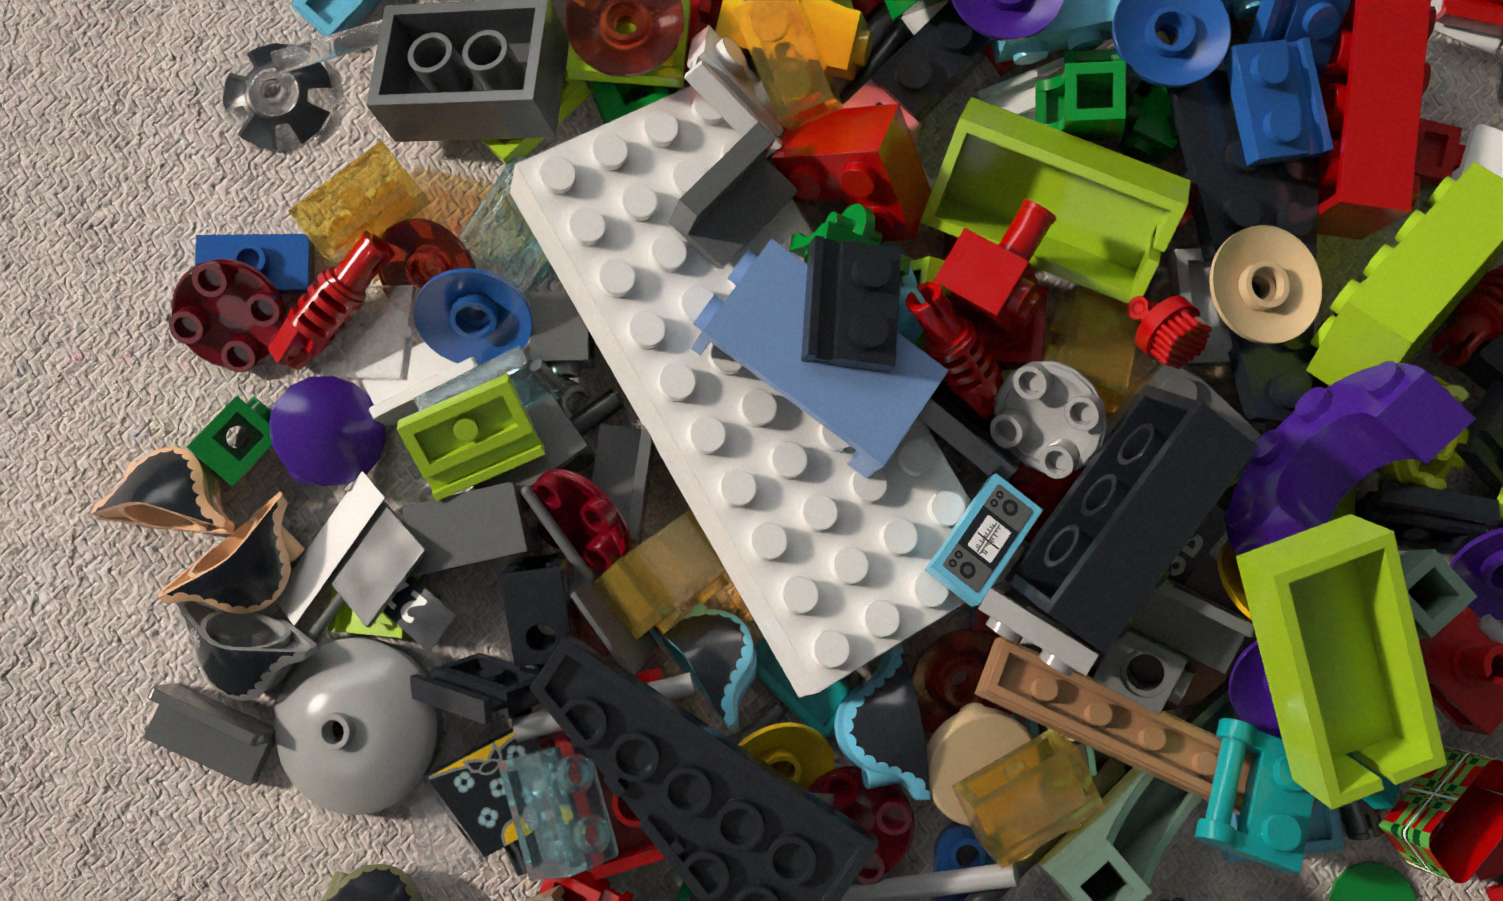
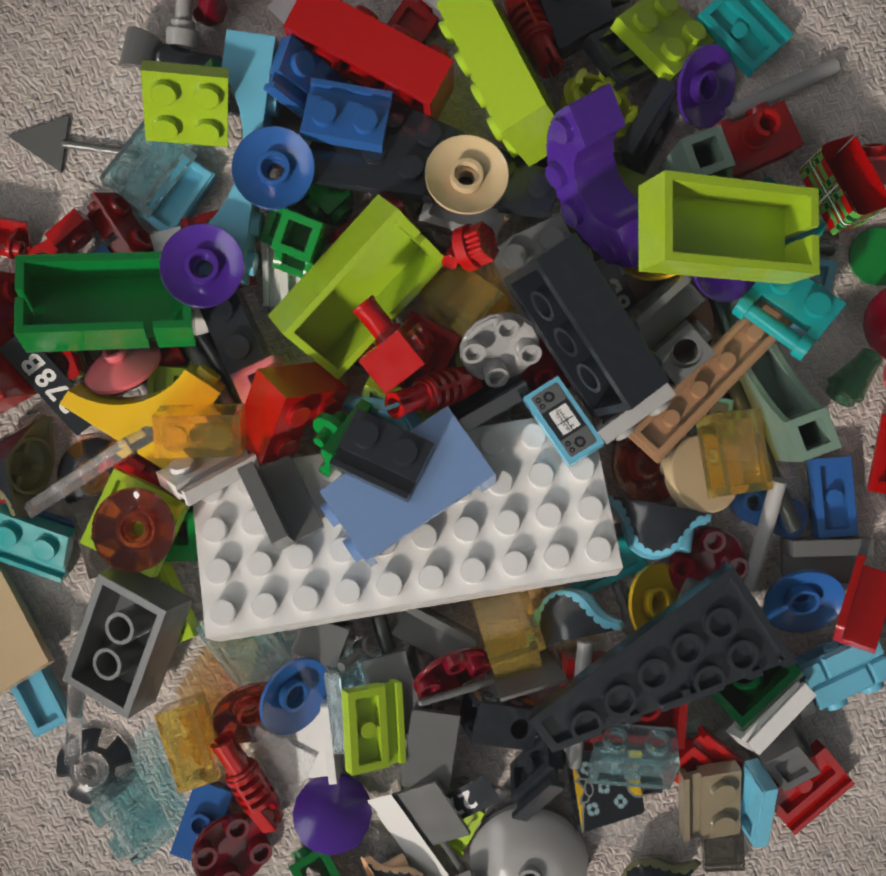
camera: 60 degrees left, 5 degrees up
(227, 164) = (130, 817): none -> clear light blue bracket

